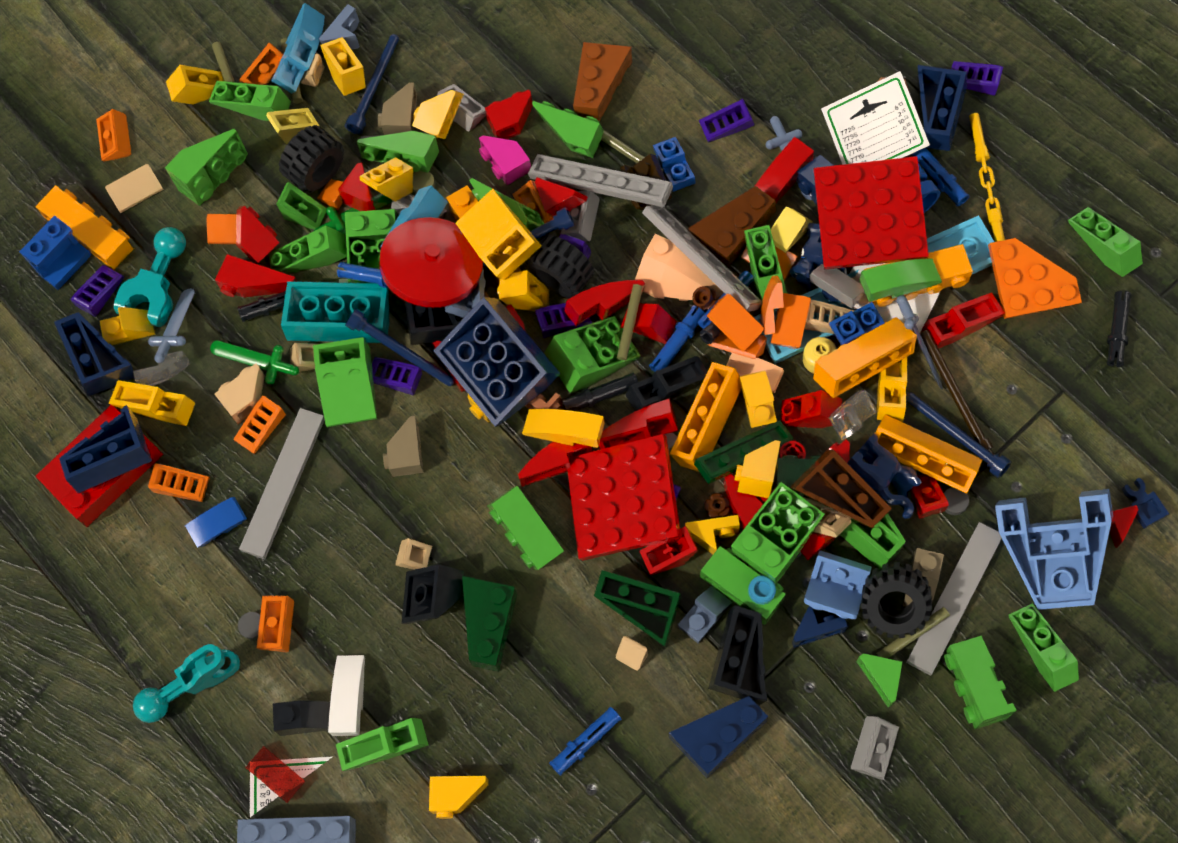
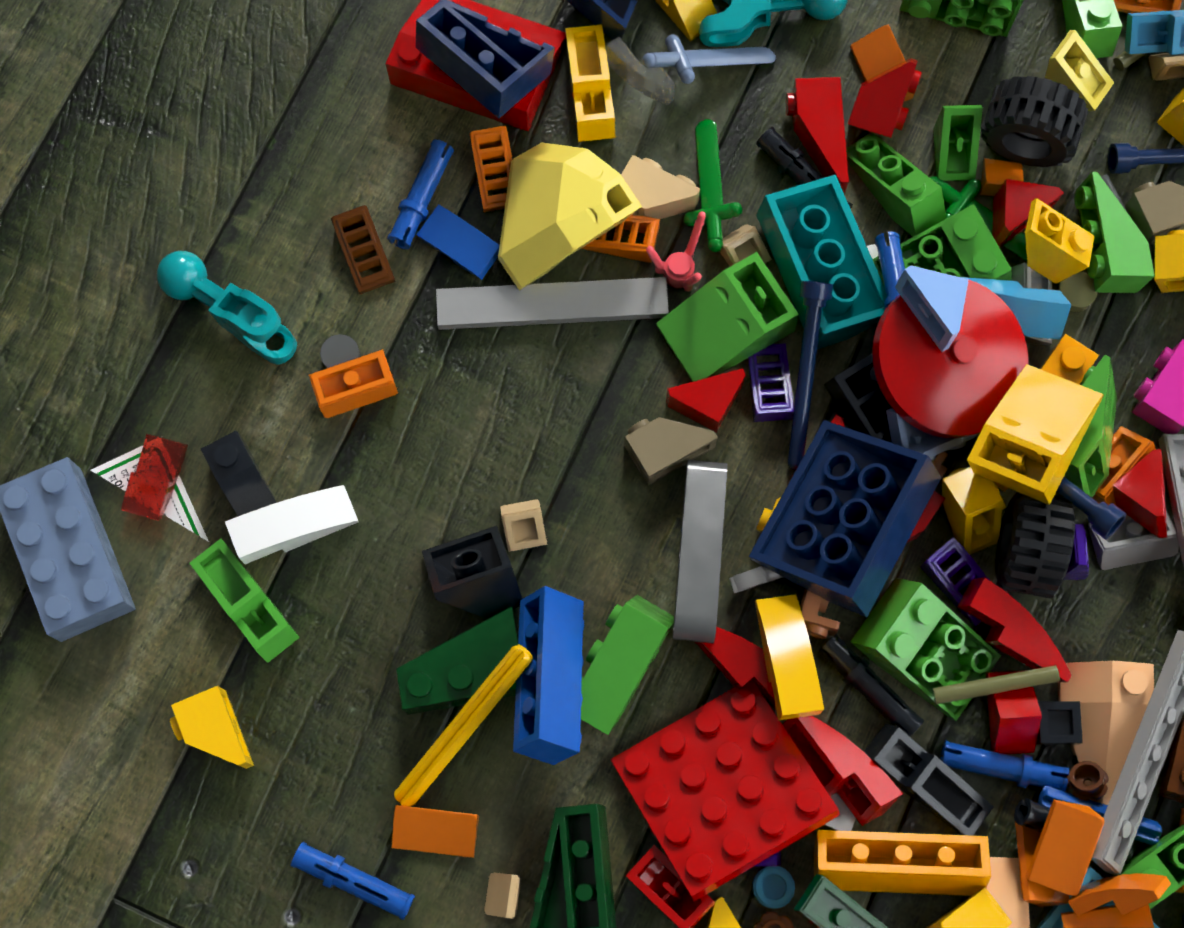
camera: 60 degrees right, 5 degrees up
(169, 594) = (354, 220): none -> reddish brown slope
(178, 541) = (414, 208): none -> blue pin
(225, 451) = (556, 206): none -> light yellow brick
(297, 396) = (680, 266): none -> coral plant
(388, 414) = (707, 399): none -> red slope
(397, 252) = (935, 301): none -> light blue slope
(478, 453) = (700, 552): none -> beam
(508, 430) = (752, 579): none -> light grey bar
(514, 568) = (550, 687): none -> blue brick
(521, 633) = (463, 725): none -> yellow axle
(576, 680) = (434, 831): none -> orange slope
(667, 298) = (1060, 723): none -> black tile
(691, 496) = (773, 887): none -> dark azure tile

